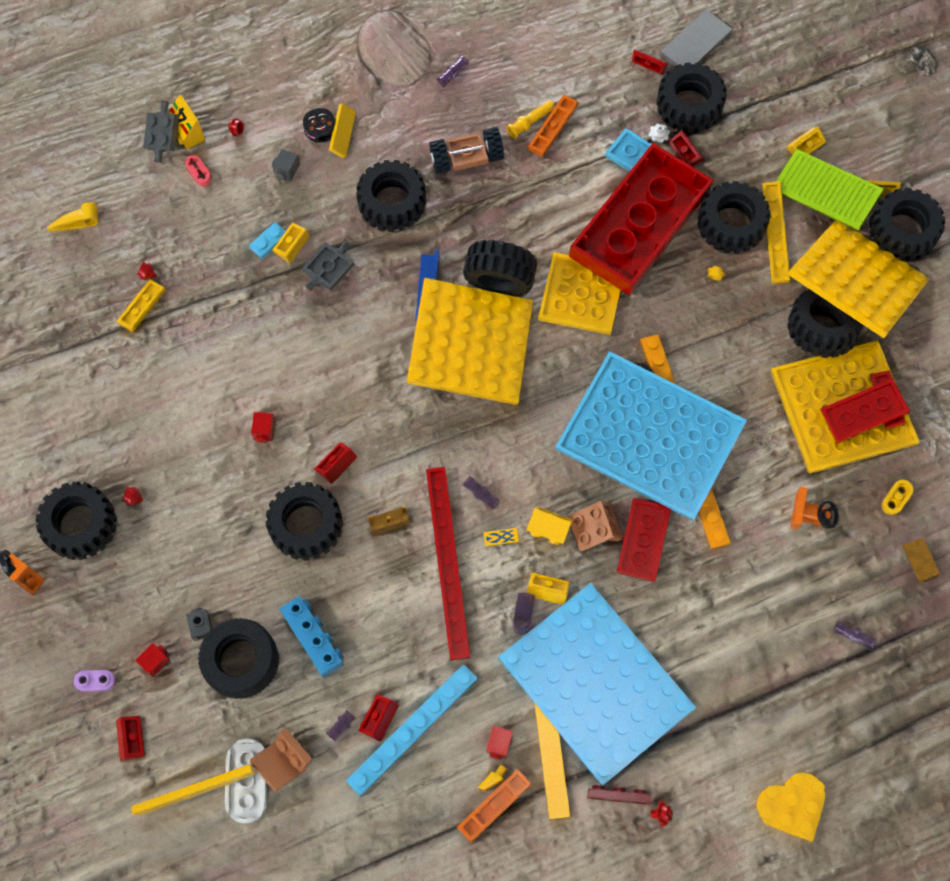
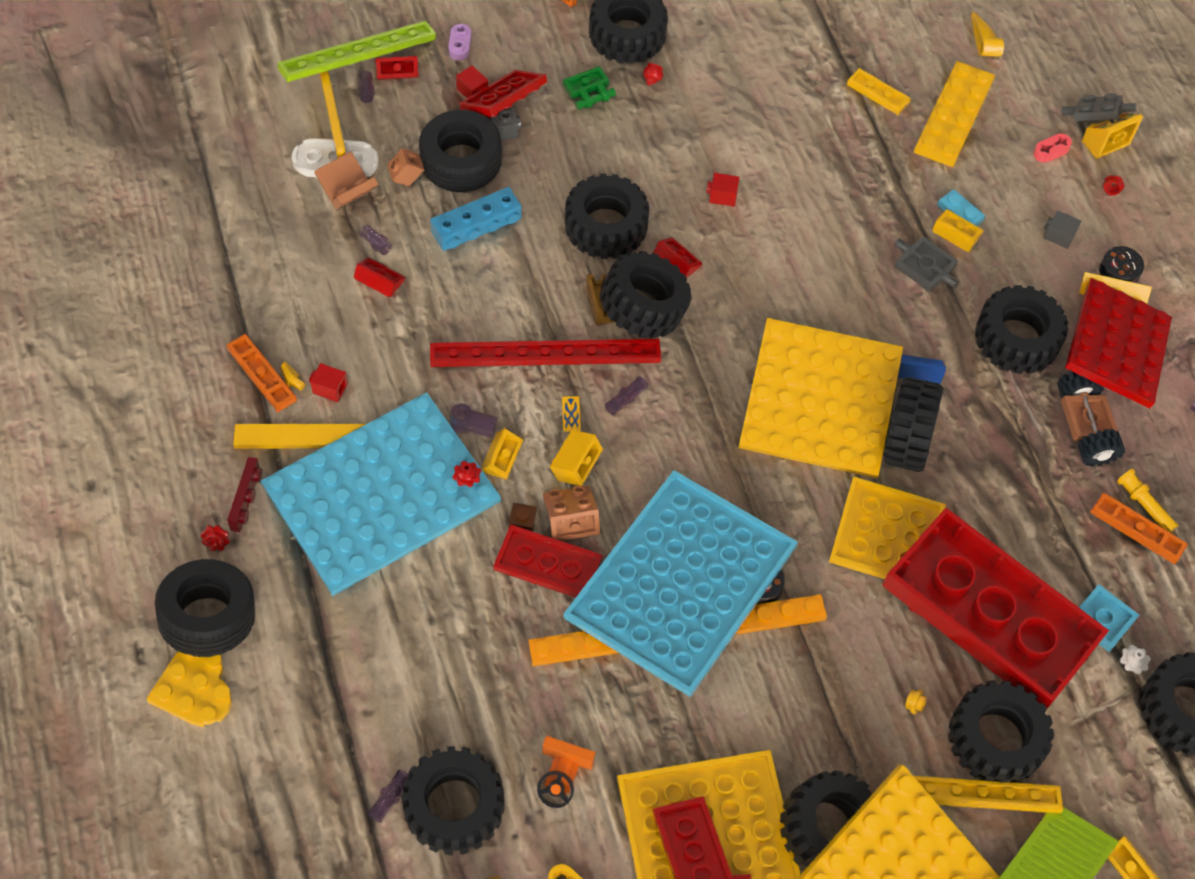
camera: 90 degrees right, 10 degrees down
(123, 775) = (355, 51): none -> lime plate
(145, 556) = (588, 82): none -> green plate
(146, 271) = (919, 94): red plate -> none
(161, 762) = (366, 89): none -> pin
(163, 244) = (954, 114): none -> yellow plate
(168, 626) = (504, 92): none -> red plate
(260, 707) = (405, 167): none -> nougat brick
(398, 497) = (636, 312): none -> black tyre
(400, 126) = (1119, 343): none -> red plate
(411, 730) = (361, 307): medium azure plate -> none
(580, 608) = (467, 474): none -> red plant
(604, 564) = (523, 516): none -> reddish brown plate
(686, 149) = (1113, 695): red slope -> none
(756, 782) = (210, 634): none -> black tyre
(872, 567) = (448, 767): none -> black tyre

